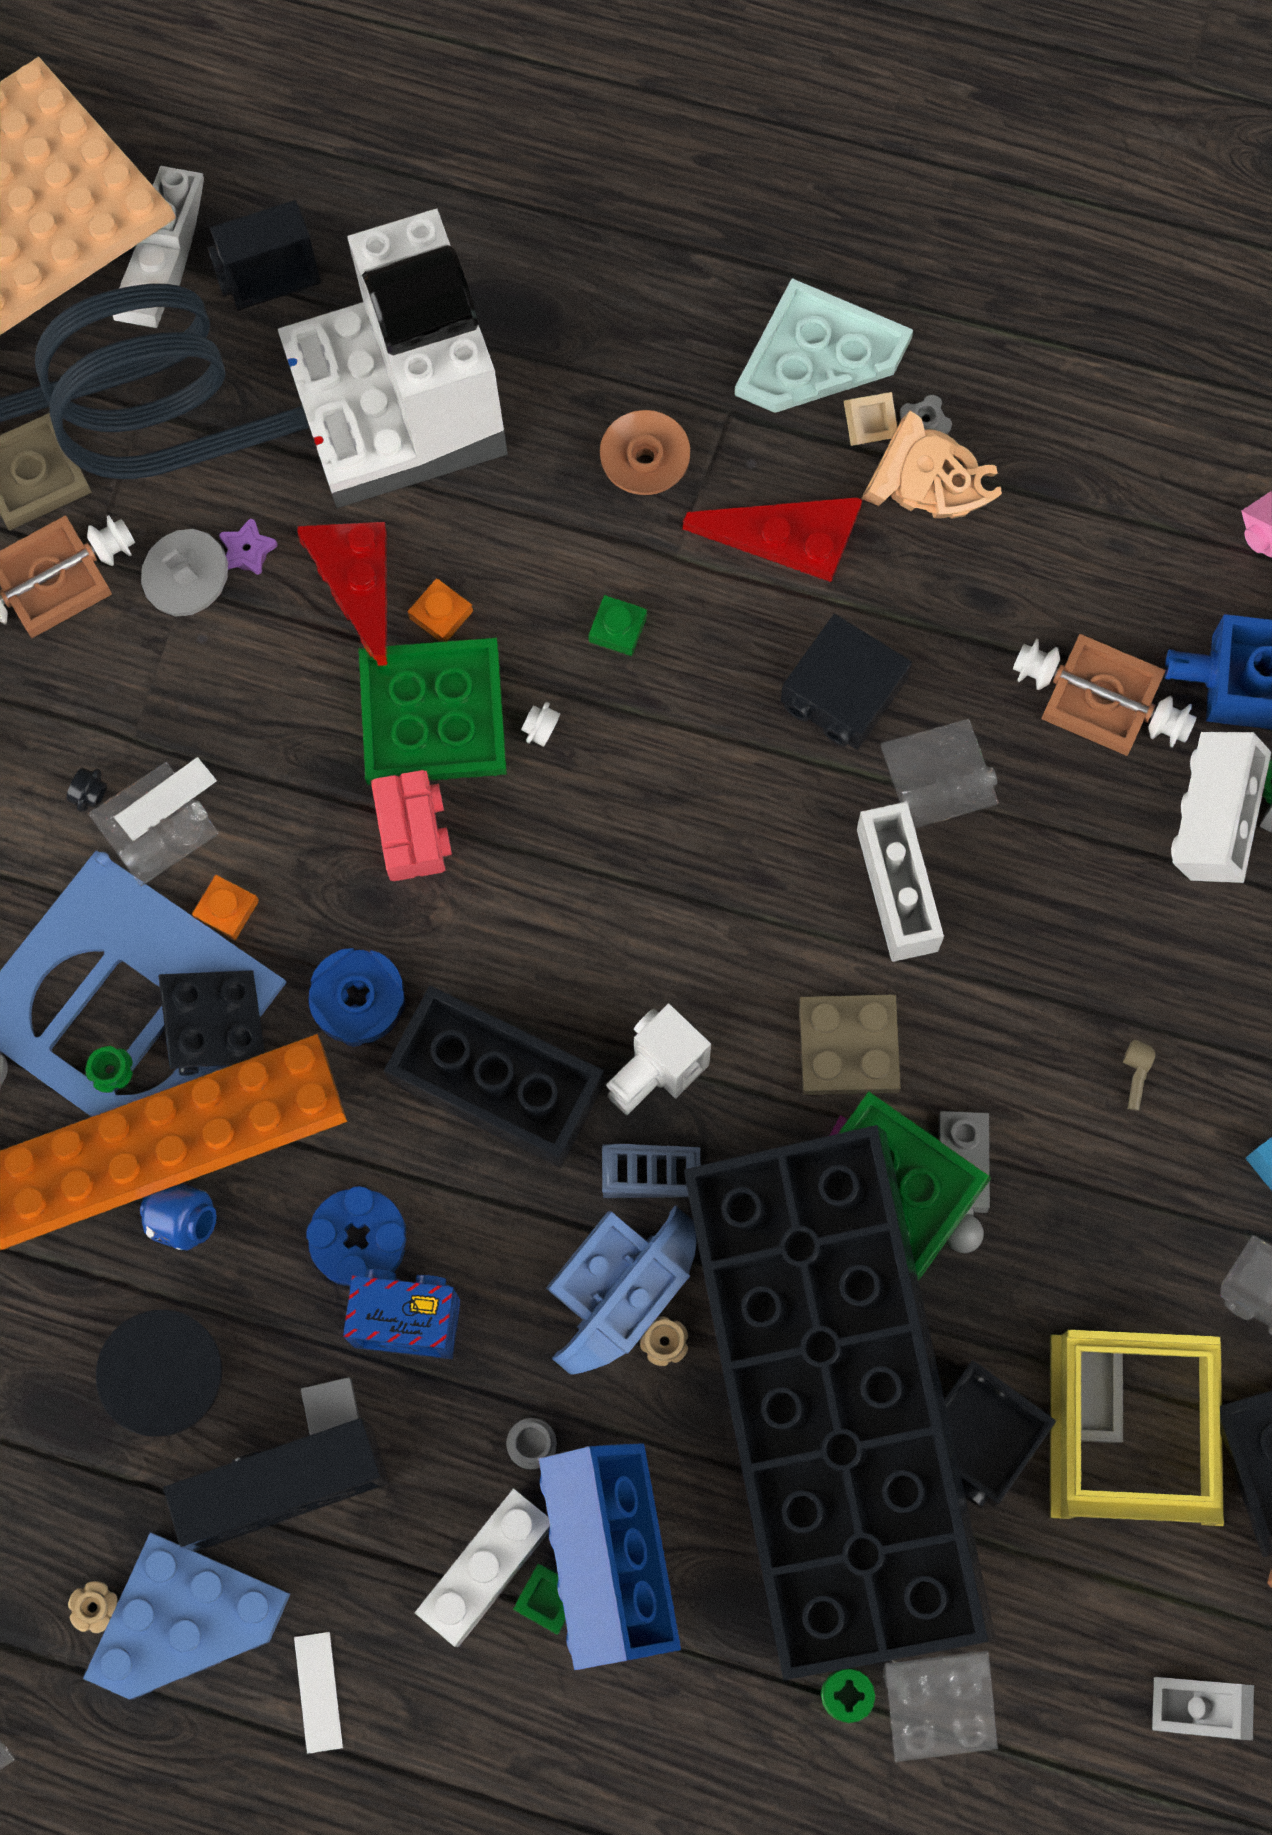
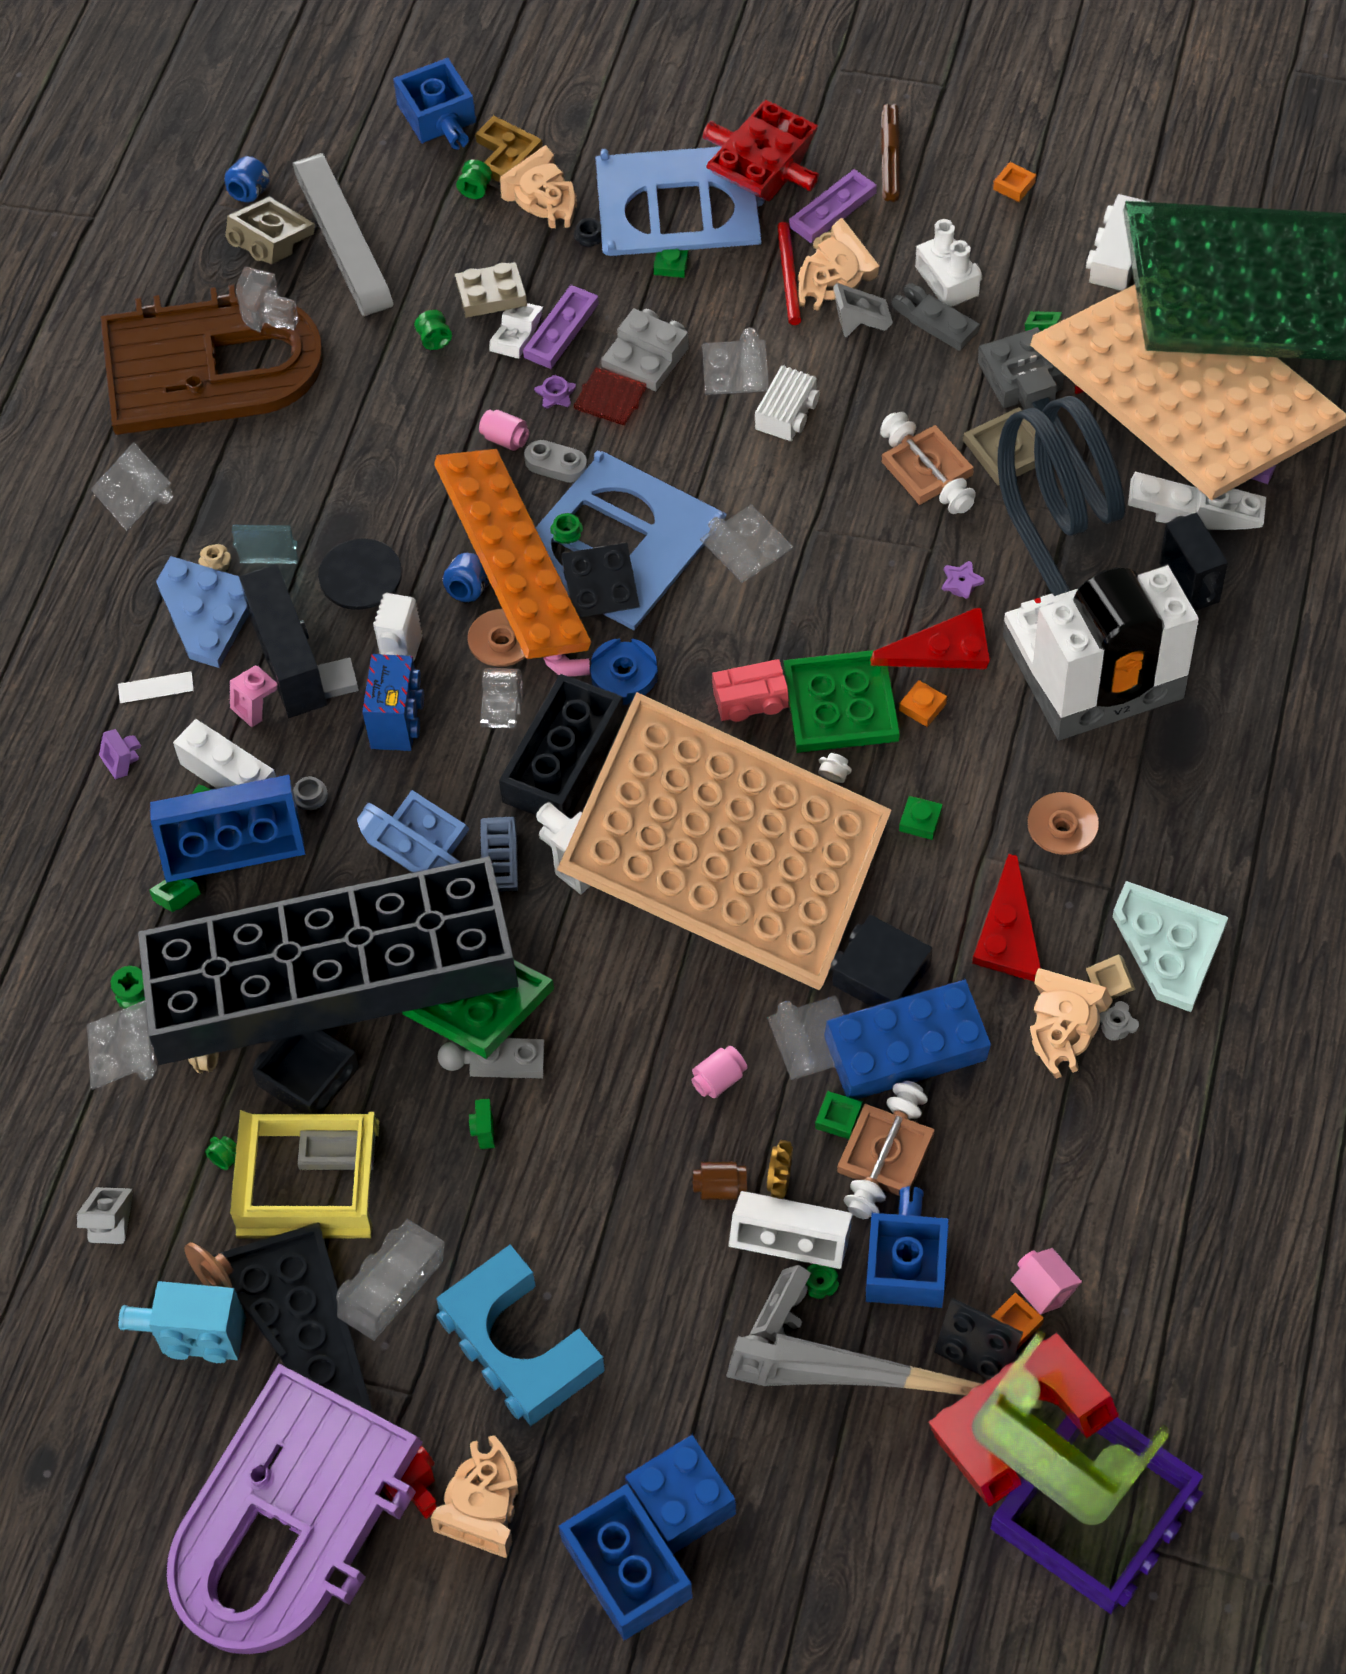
camera: 90 degrees right, 15 degrees down
(86, 789) = (769, 501): black plate -> none
(89, 1522) = (265, 543): none -> clear light blue piece
(165, 798) = (765, 547): white sticker -> none
(184, 572) = (939, 544): light grey piece -> none
(225, 907) = (687, 591): orange plate -> none
(278, 1310) = (398, 626): none -> white brick
(286, 1194) = (486, 635): none -> nougat dish
(344, 1067) = (563, 665): none -> bright pink arm
(356, 1208) = (447, 668): blue plate -> none
(361, 1531) = (248, 693): none -> bright pink bracket
(399, 1160) = (501, 697): none -> clear brick
(447, 1739) = (118, 752): none -> medium lavender tile
(670, 859) = (726, 841): none -> light nougat plate
(677, 1345) = (377, 861): tan plate -> none
(698, 1636) = (174, 894): none -> green plate
(849, 1044) = (596, 981): dark tan plate -> none
(899, 881) = (717, 1000): white brick -> none
(960, 655) = (907, 1040): none -> blue brick
(994, 888) = (718, 1072): none -> bright pink brick
(1054, 747) = (838, 1115): none -> green plate
(1068, 1190) = (482, 1124): none -> green plate
(1105, 1546) = (222, 1152): none -> green plate
(1141, 815) = (780, 1169): none -> pearl gold gear
(1141, 1058) = (588, 1179): dark tan hand -> none
(1146, 892) = (720, 1180): none -> reddish brown brick

